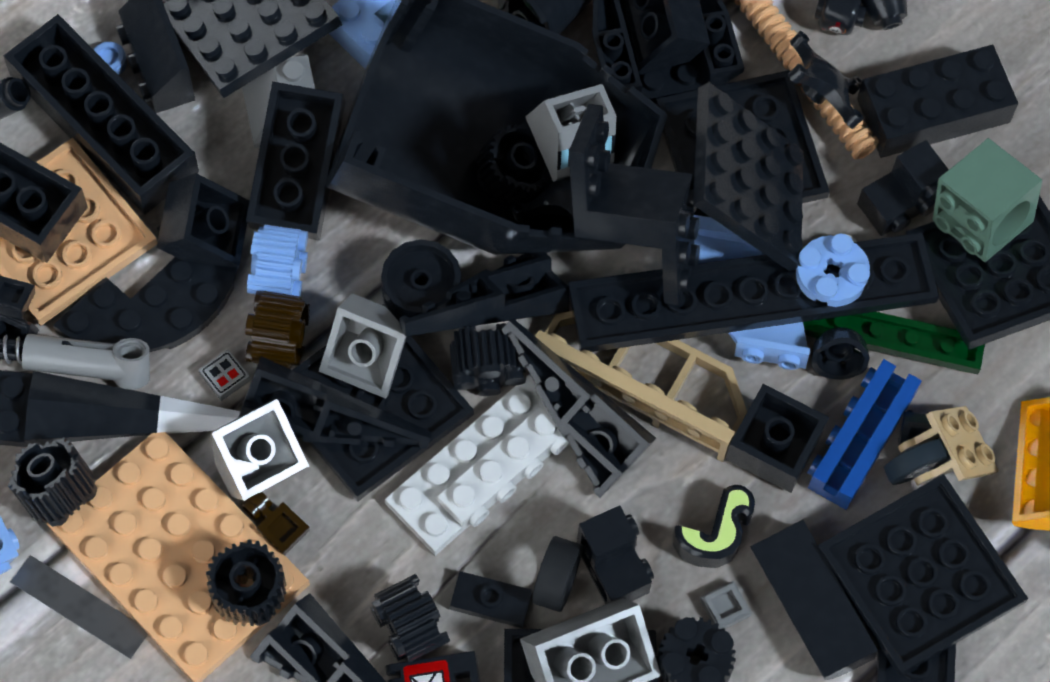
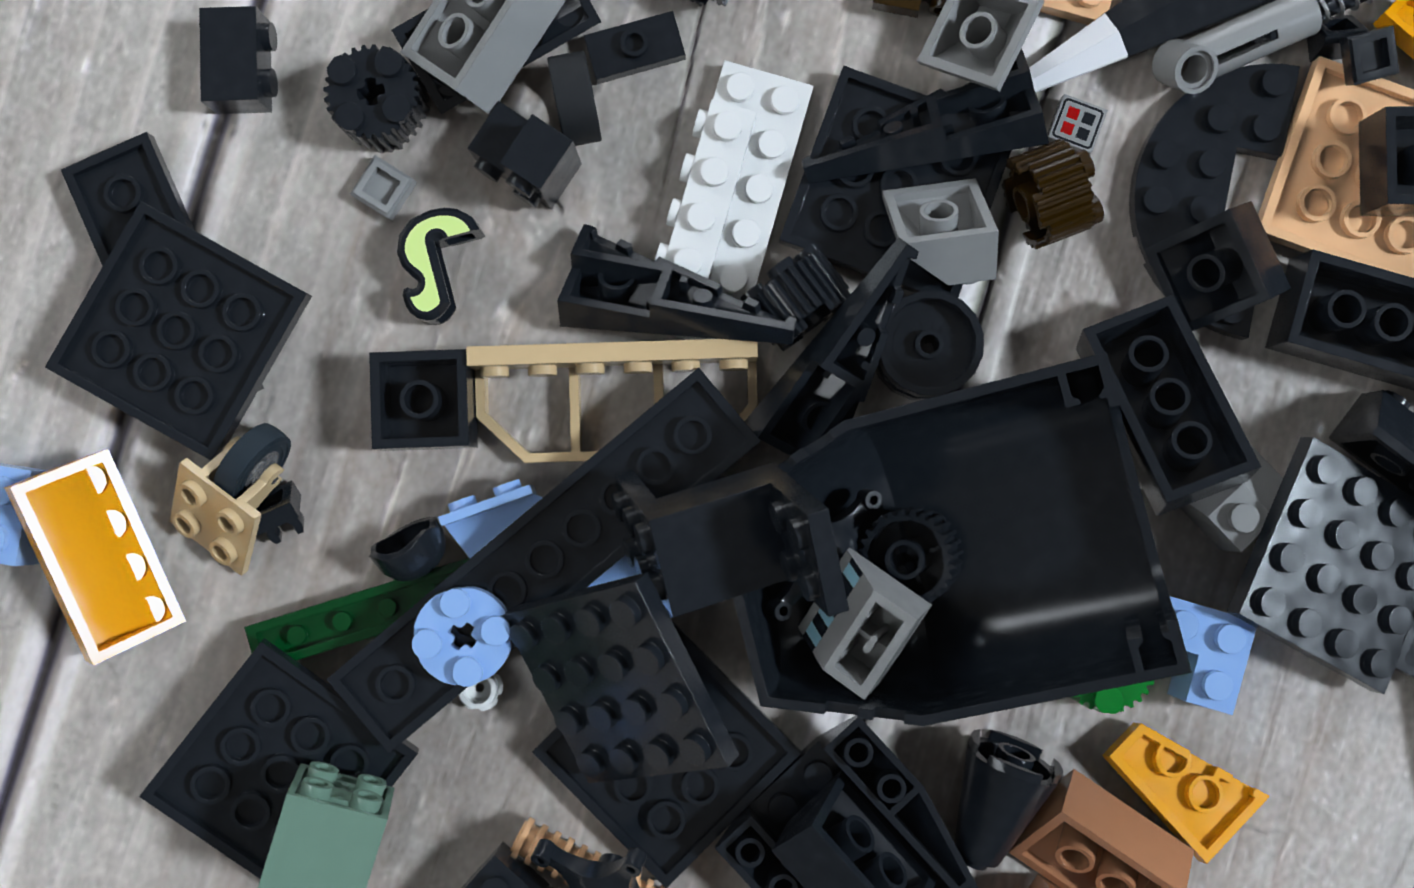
camera: 155 degrees right, 20 degrees up
(278, 260) = (1103, 271): light blue brick -> none
(815, 601) = (287, 238): black brick -> none
(863, 435) = (334, 471): blue brick -> none
(904, 191) = (434, 817): black brick -> none

